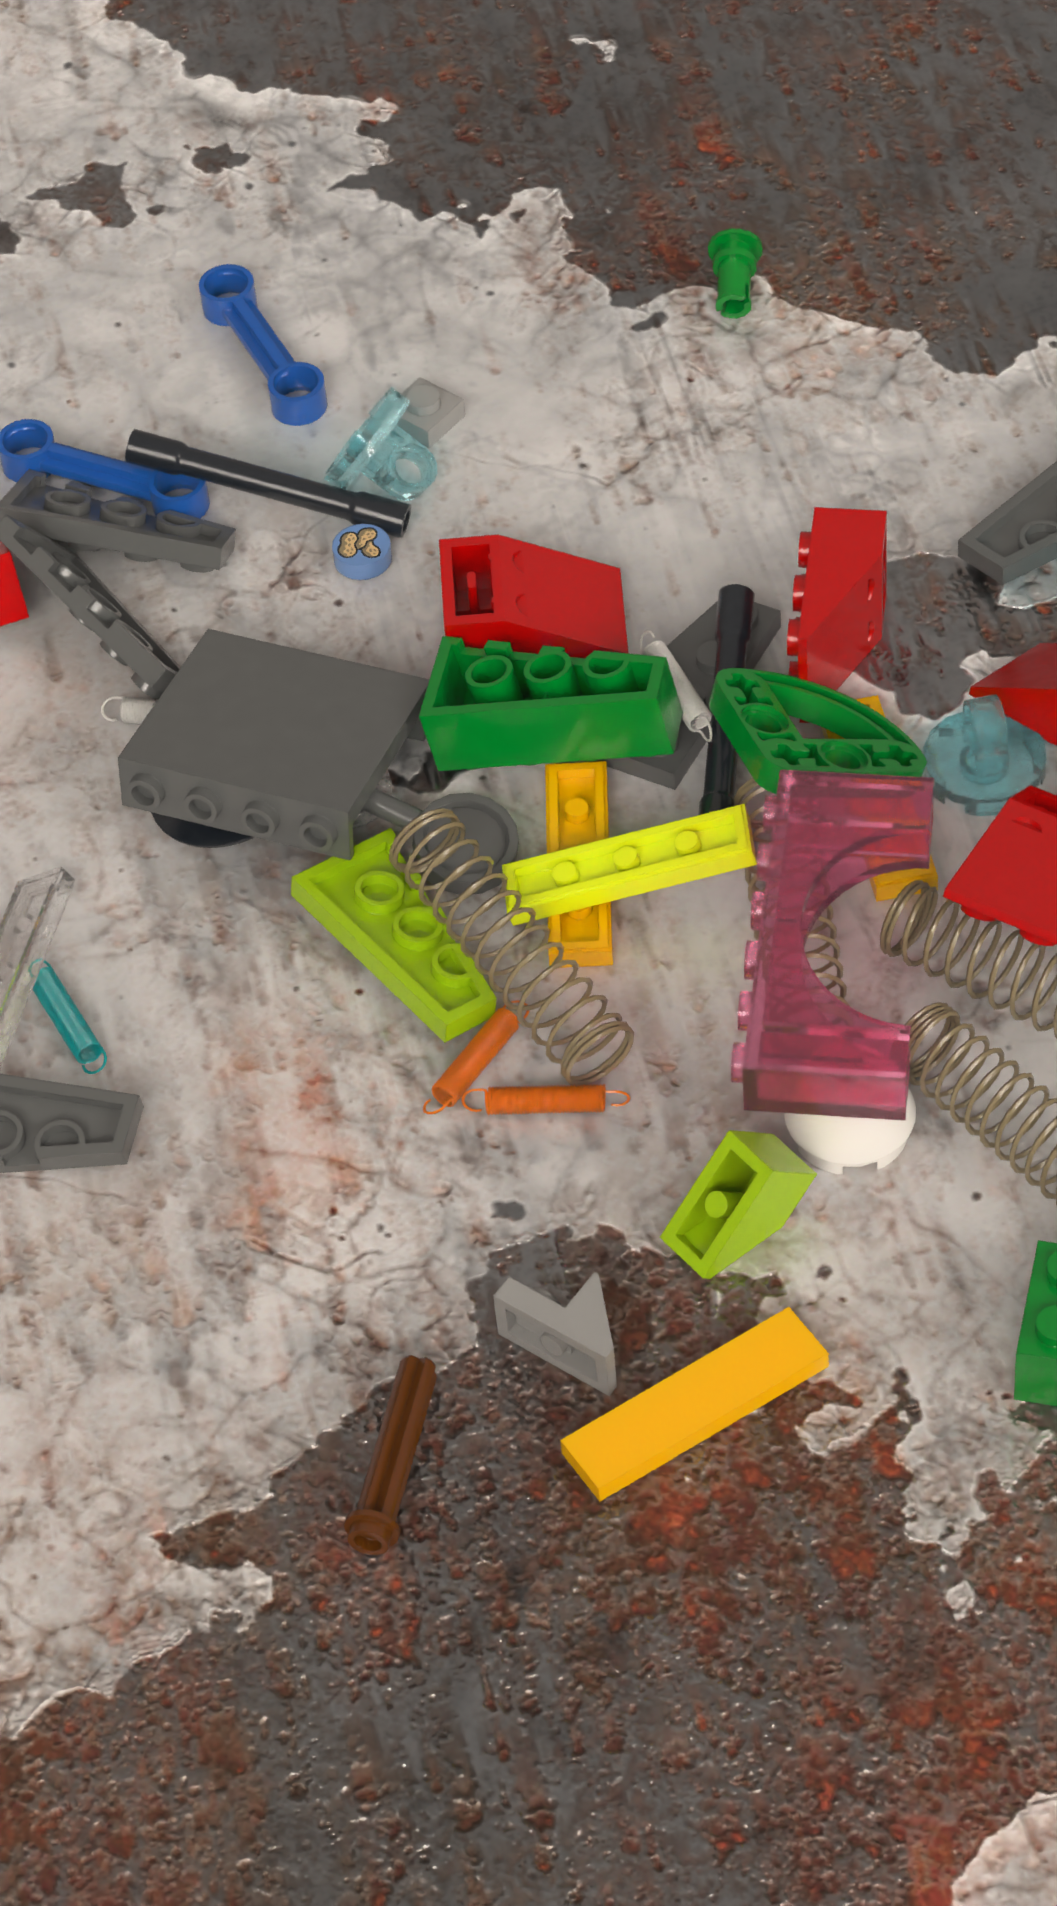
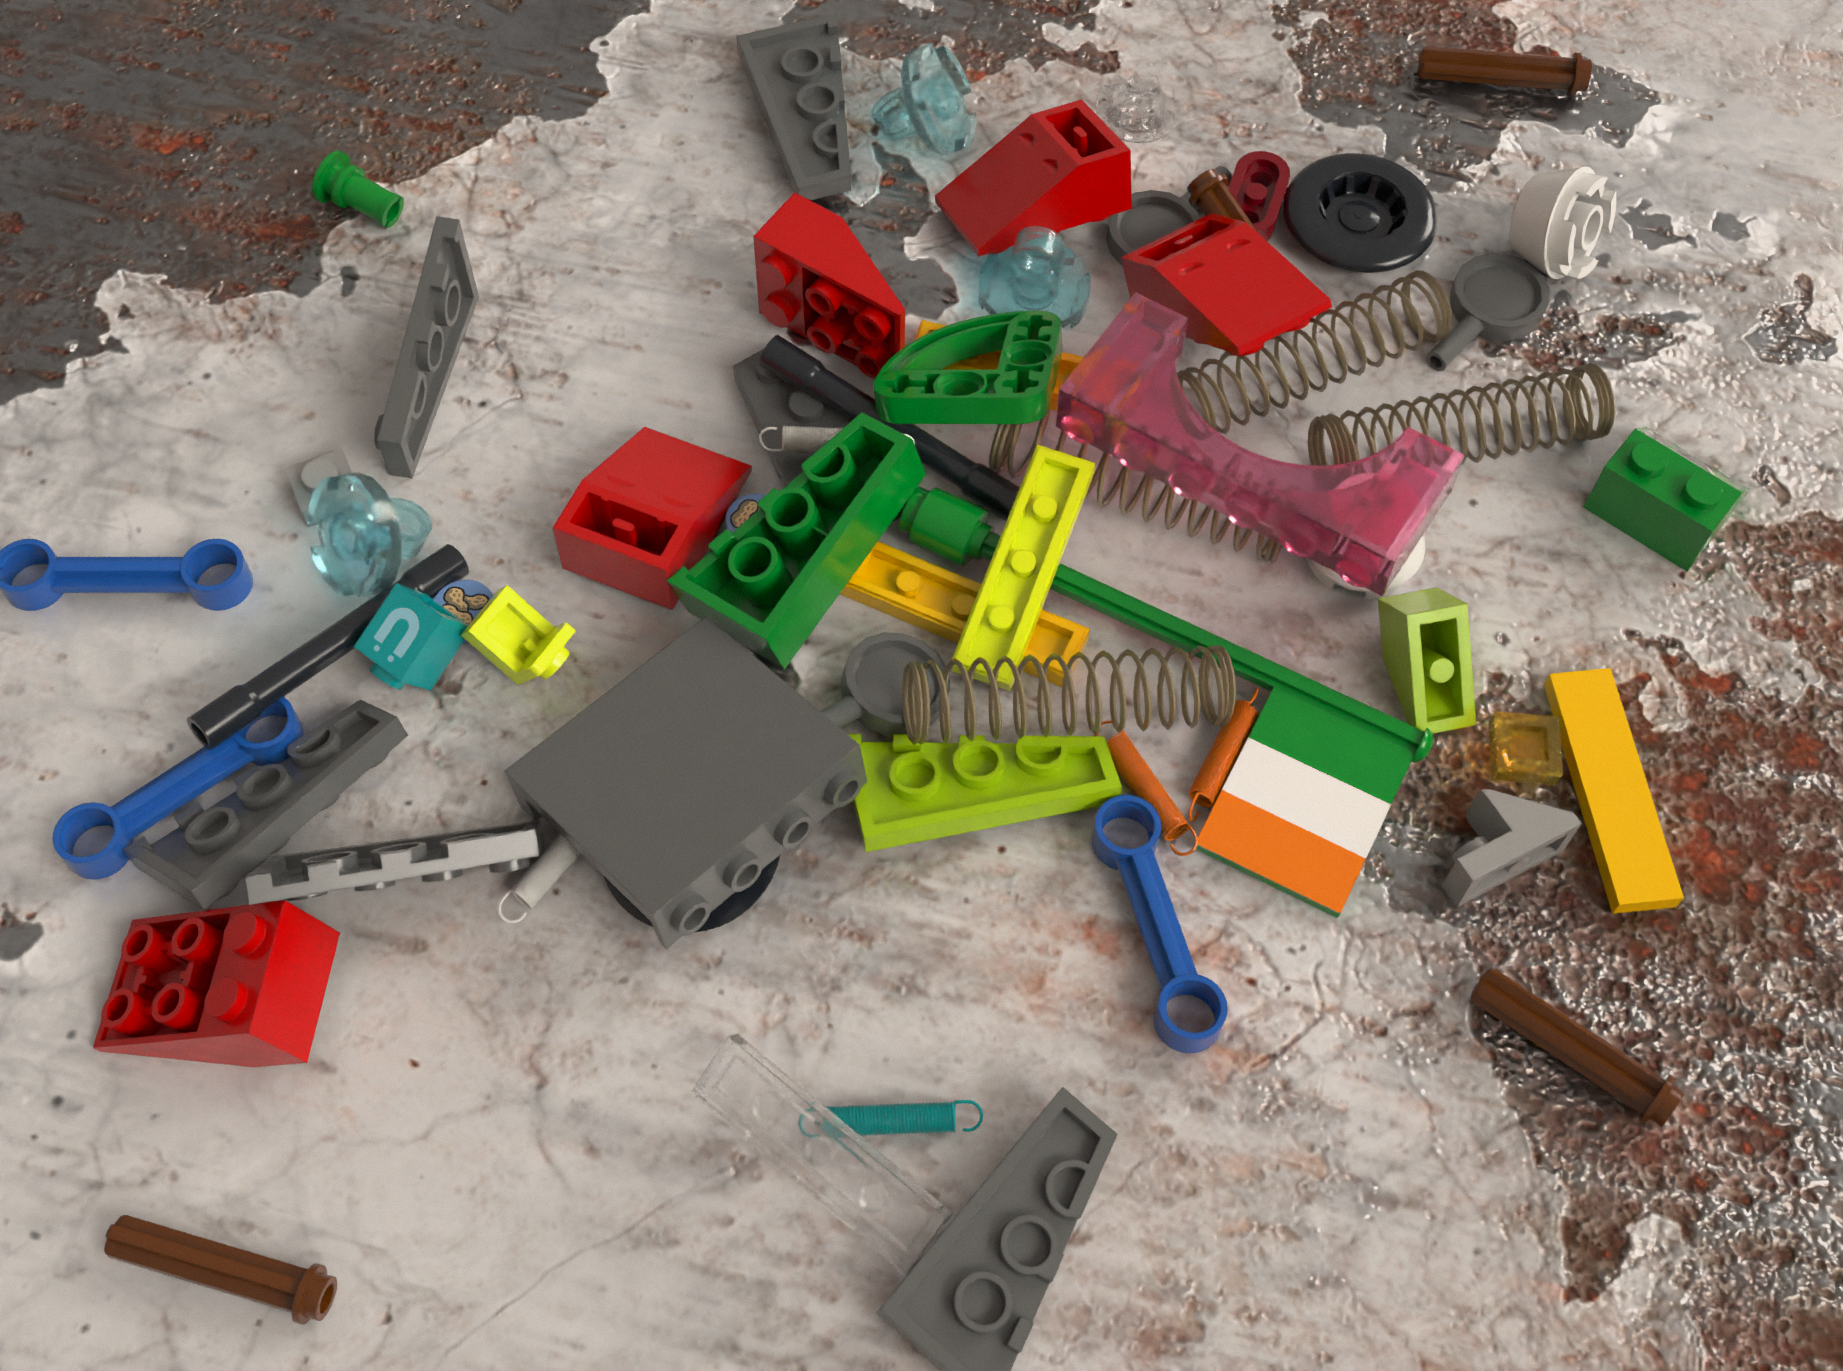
camera: 70 degrees left, 10 degrees up
(302, 524) = (411, 639): none -> teal brick
(340, 1114) = (1158, 923): none -> blue piece
(349, 587) = (518, 638): none -> neon yellow bracket
(571, 1166) = (1312, 769): none -> flag
(601, 389) = (429, 348): none -> dark grey wing
(689, 1314) = (1525, 748): none -> clear yellow plate

